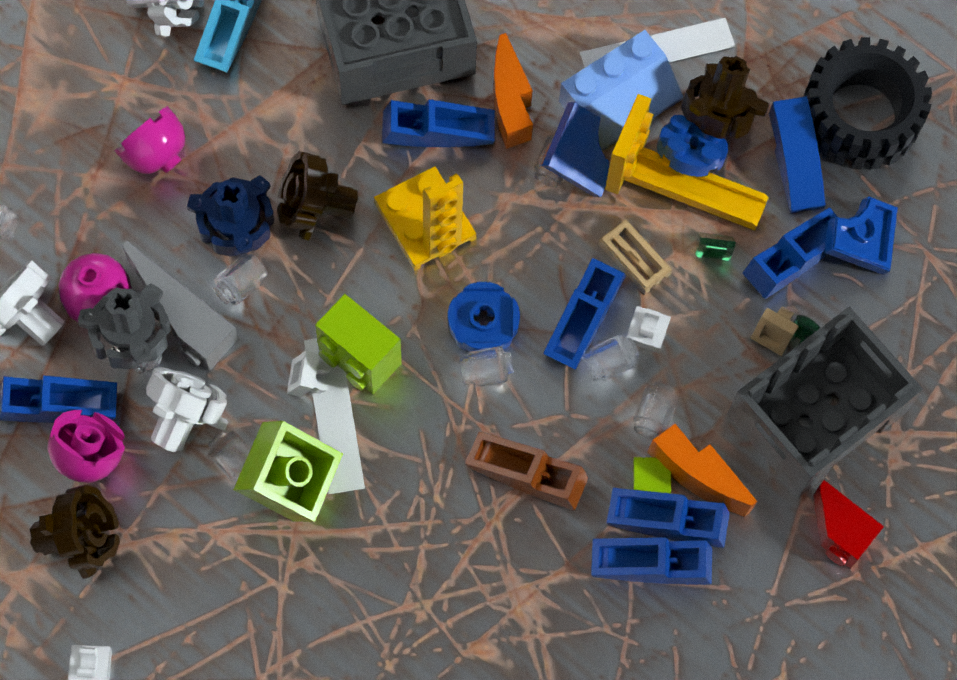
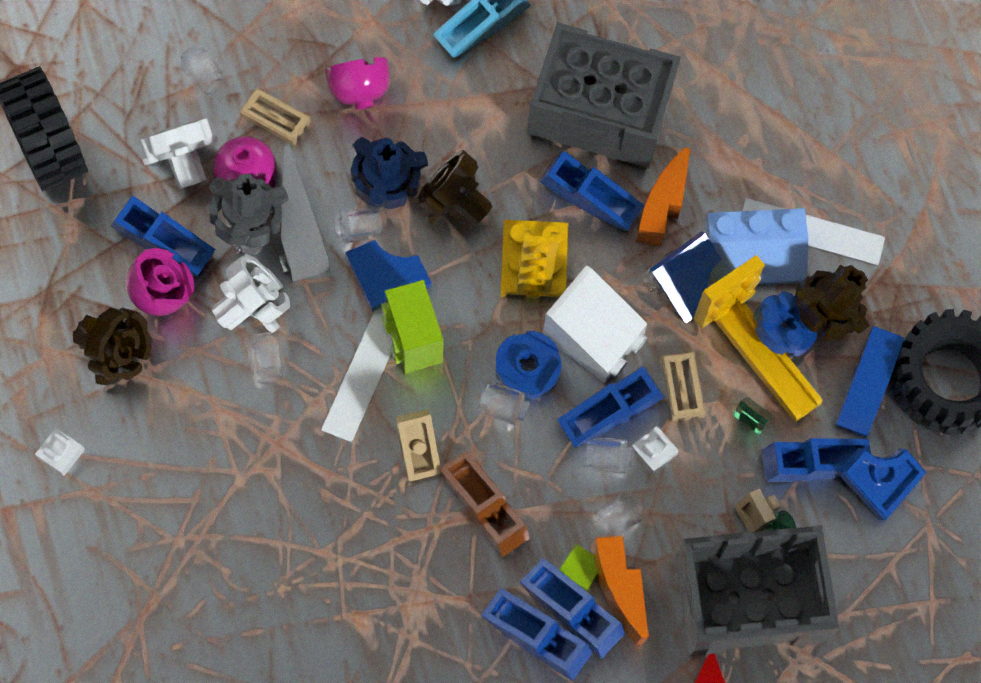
camera: 30 degrees right, 0 degrees up
(88, 236) = (297, 130): none -> tan tile
(288, 471) = (296, 392): lime brick -> none
(293, 313) = (381, 271): none -> blue tile
(303, 375) = (359, 326): white tile -> none
(432, 453) = (418, 445): none -> tan slope
(525, 246) = (595, 326): none -> white slope

